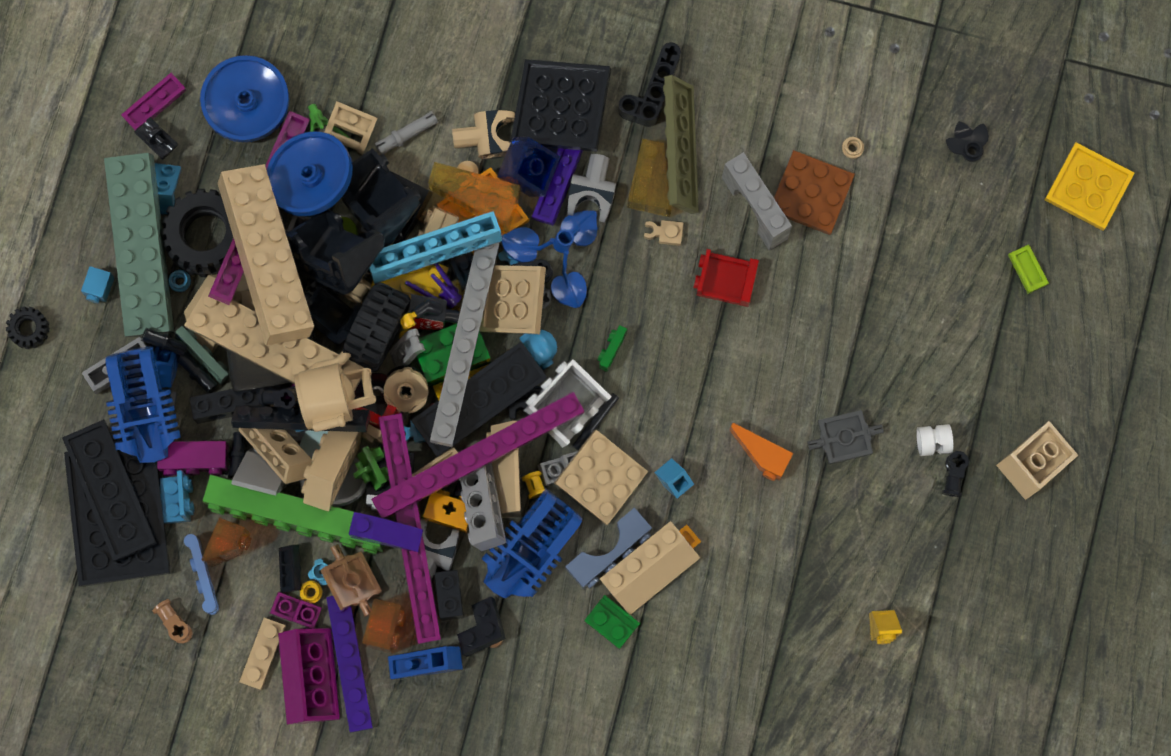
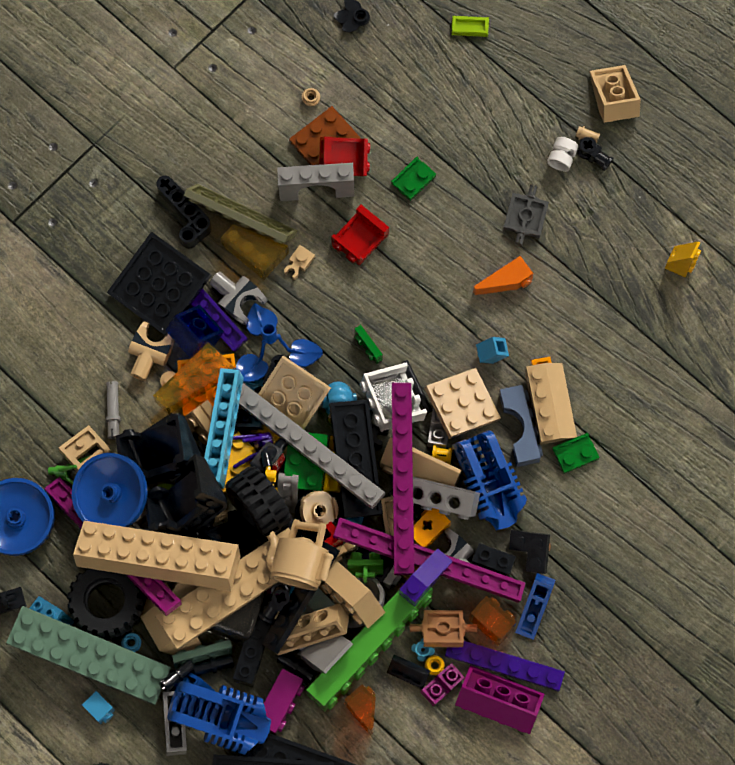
camera: 60 degrees left, 5 degrees down
(176, 498) = (305, 730): dark azure bracket -> none
(204, 583) = (368, 740): medium blue plate -> none
(262, 654) = (463, 727): tan plate -> none
(805, 214) = (345, 150): none -> red panel
(822, 300) = (413, 178): none -> green plate
(973, 454) = (582, 133): none -> tan pin

